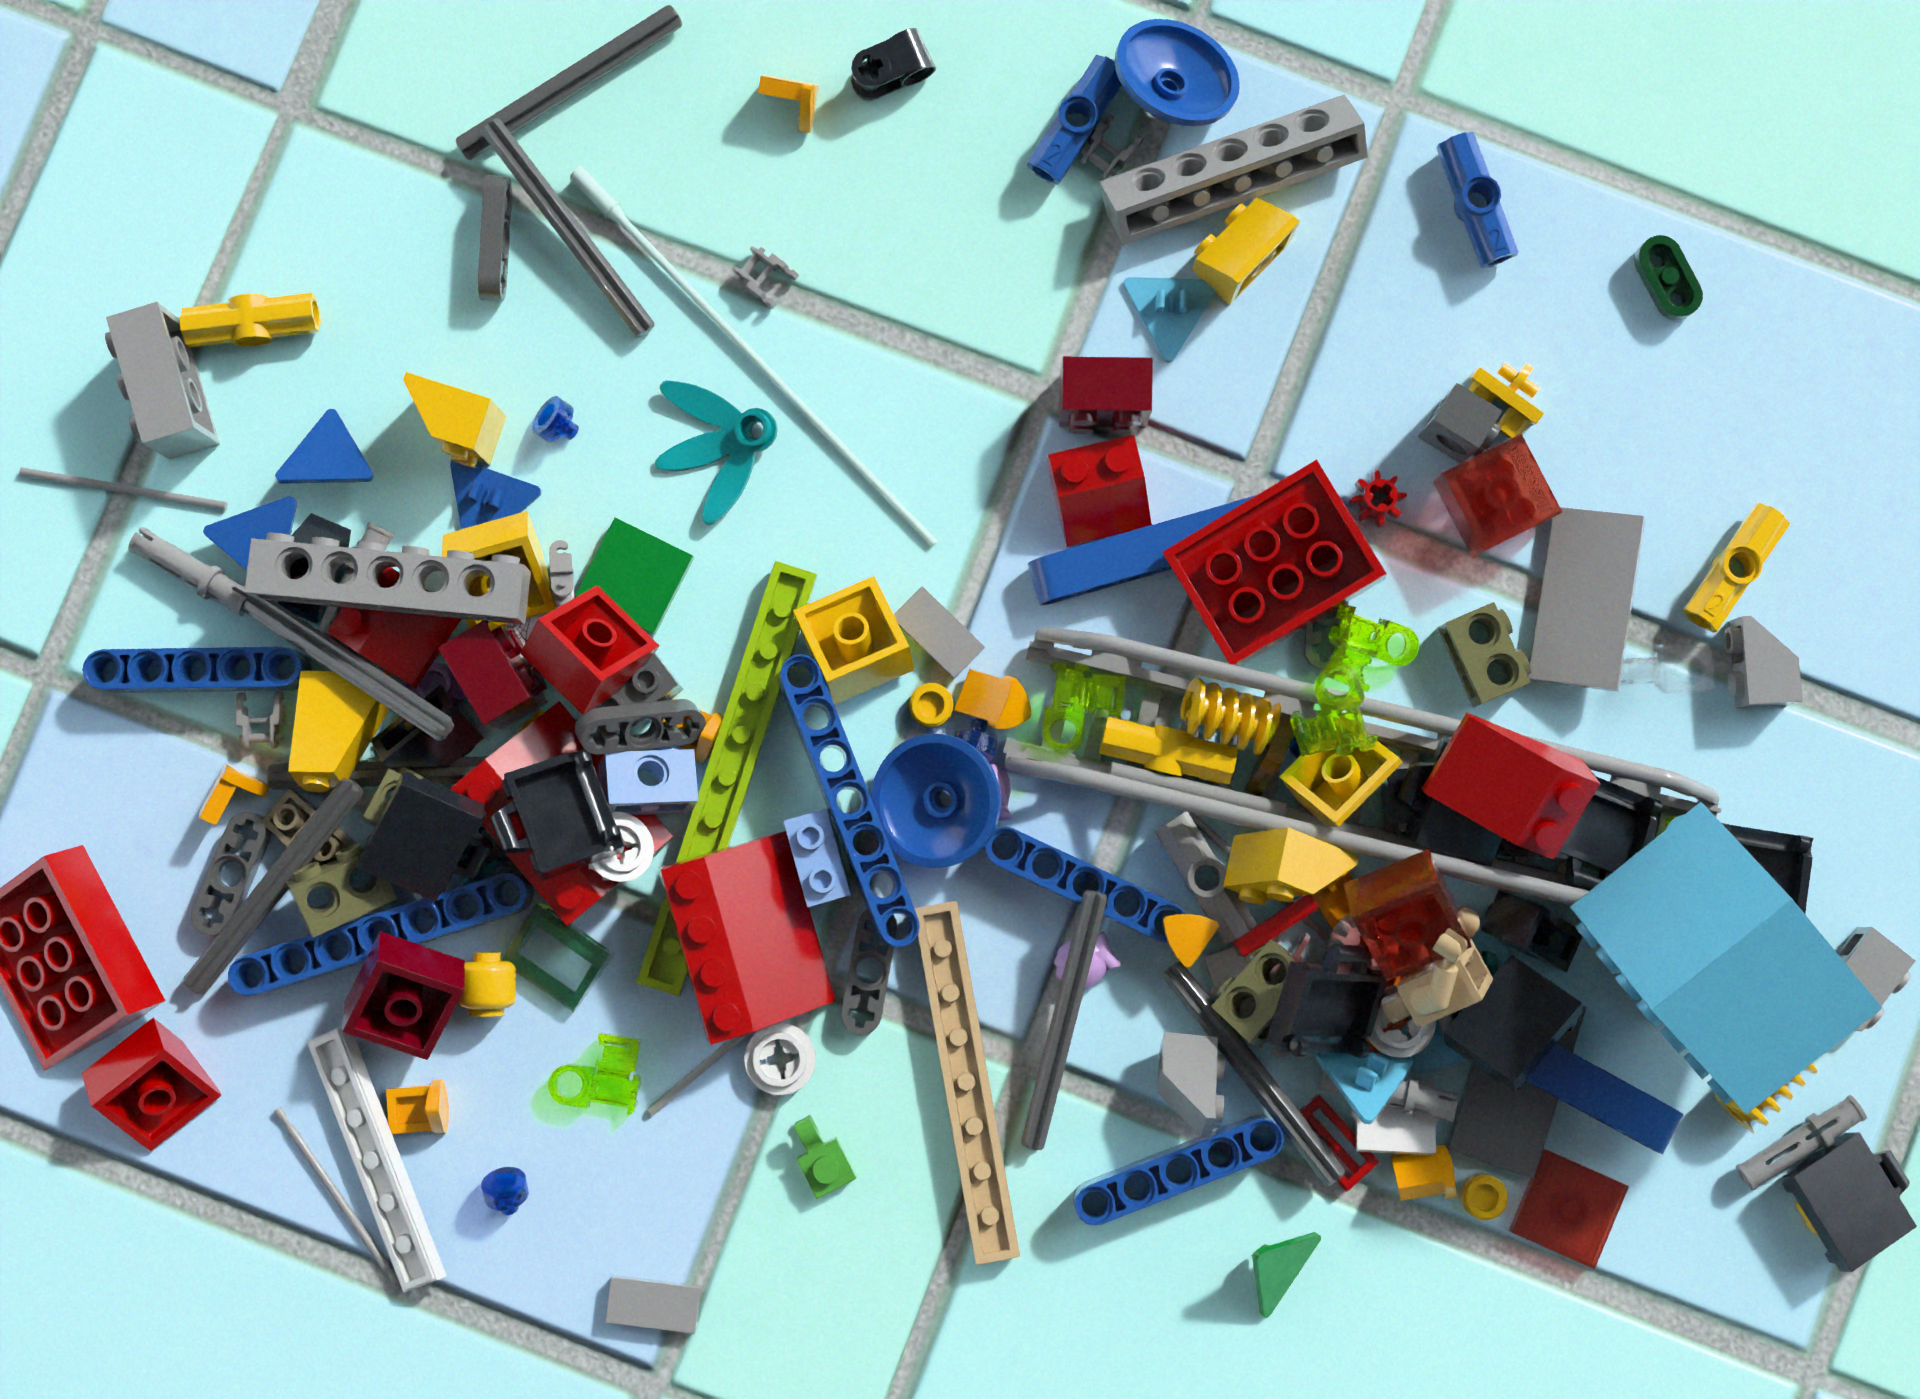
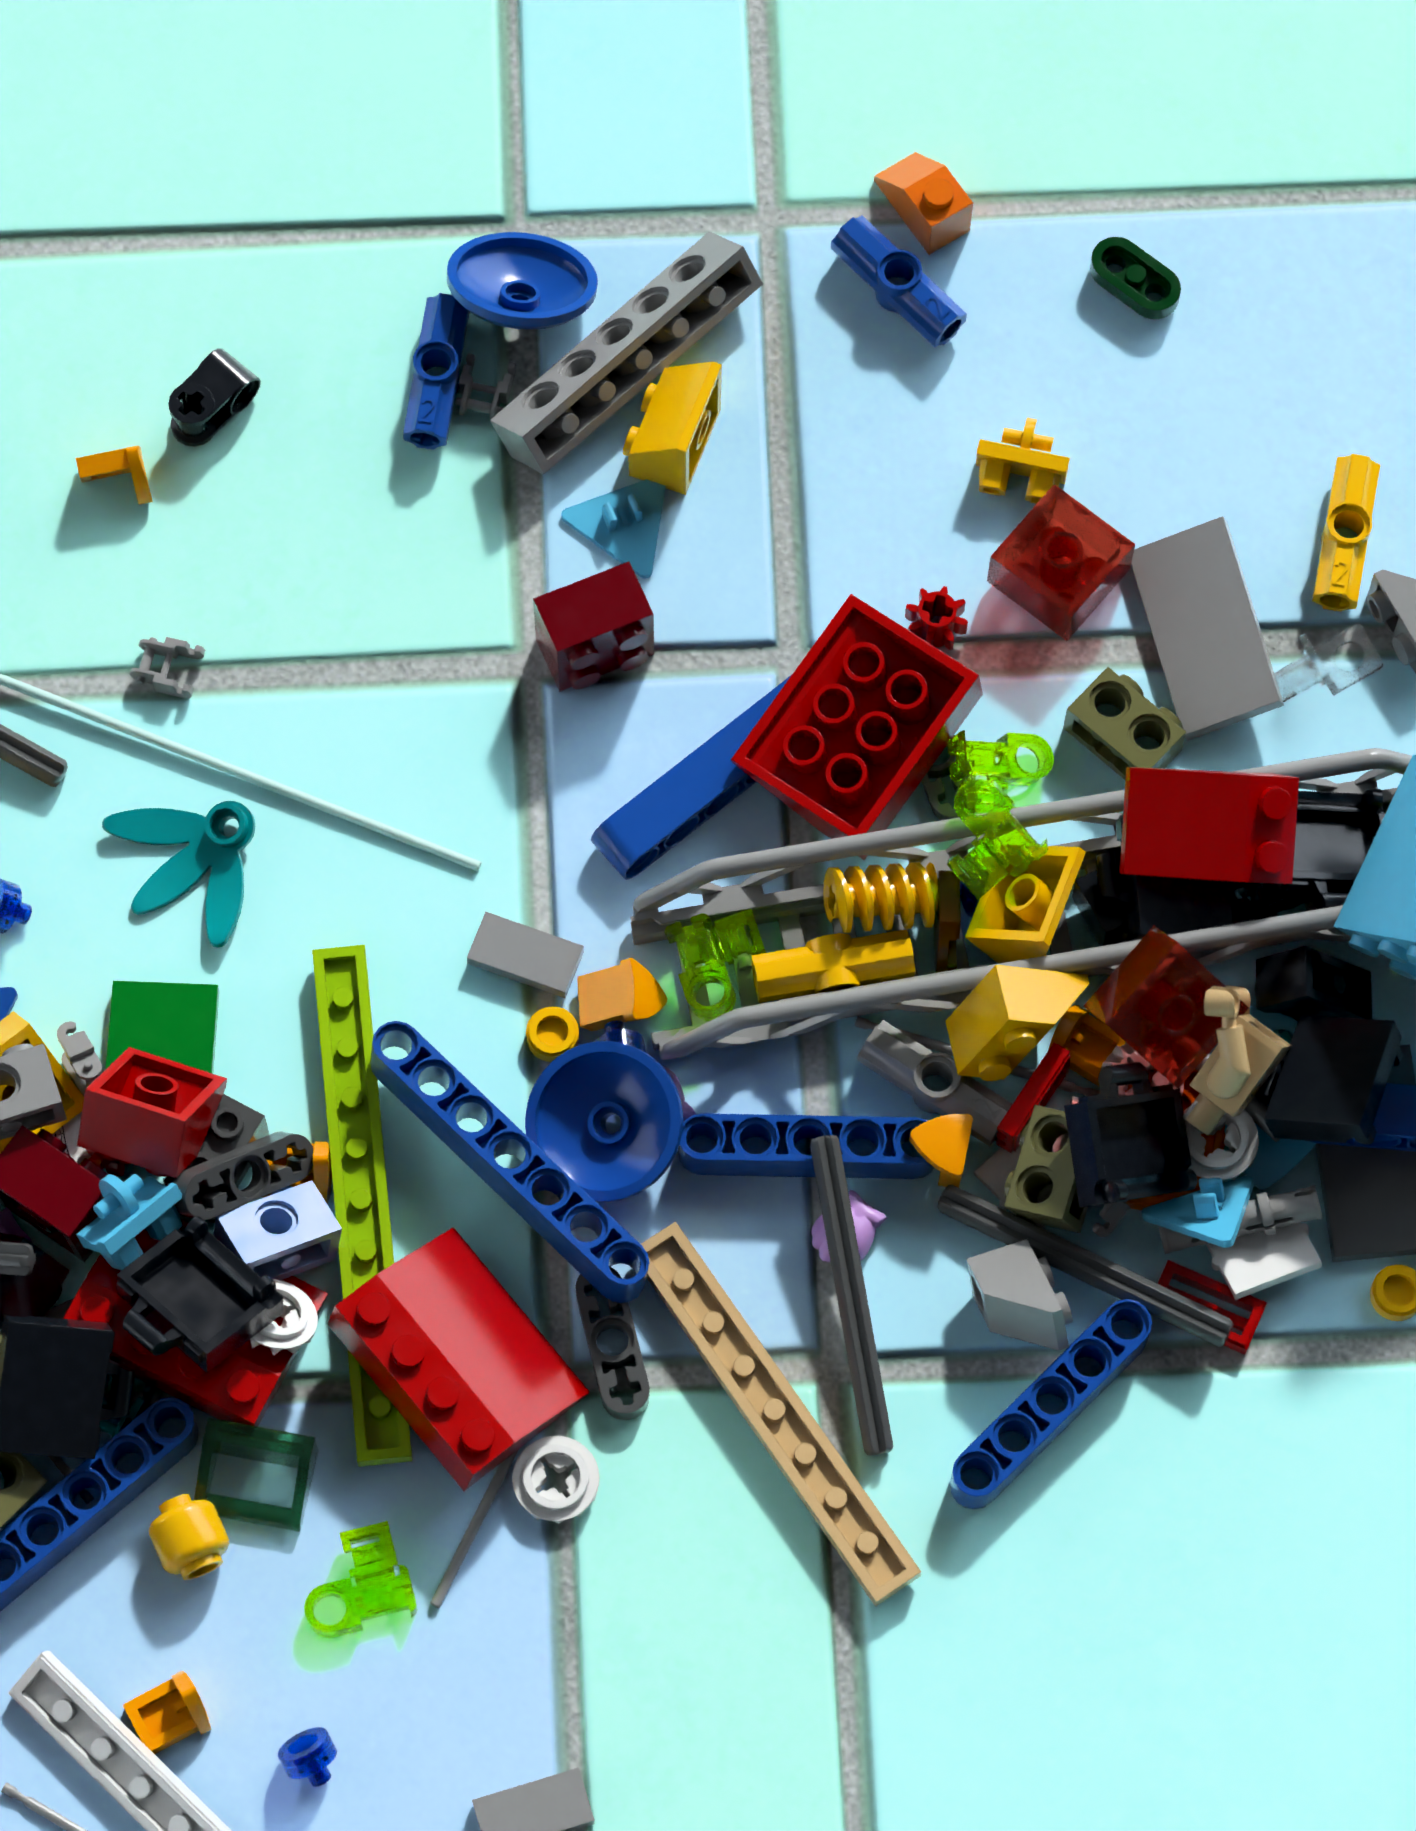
camera: 25 degrees left, 15 degrees down
(403, 996) = (102, 1577): dark red brick -> none
(535, 727) = (127, 1211): none -> medium azure hips
(818, 858) = (502, 1240): light blue brick -> none
(824, 1162) = (656, 1572): bright green plate -> none
(854, 639) = (440, 990): yellow slope -> none
(1099, 490) = (631, 729): red slope -> none
(1278, 1267) = (1211, 1459): piece -> none
(1424, 1175) = (1322, 1290): light orange tile -> none
(1461, 424) = (987, 503): dark grey brick -> none
(1531, 138) = (927, 200): none -> orange slope

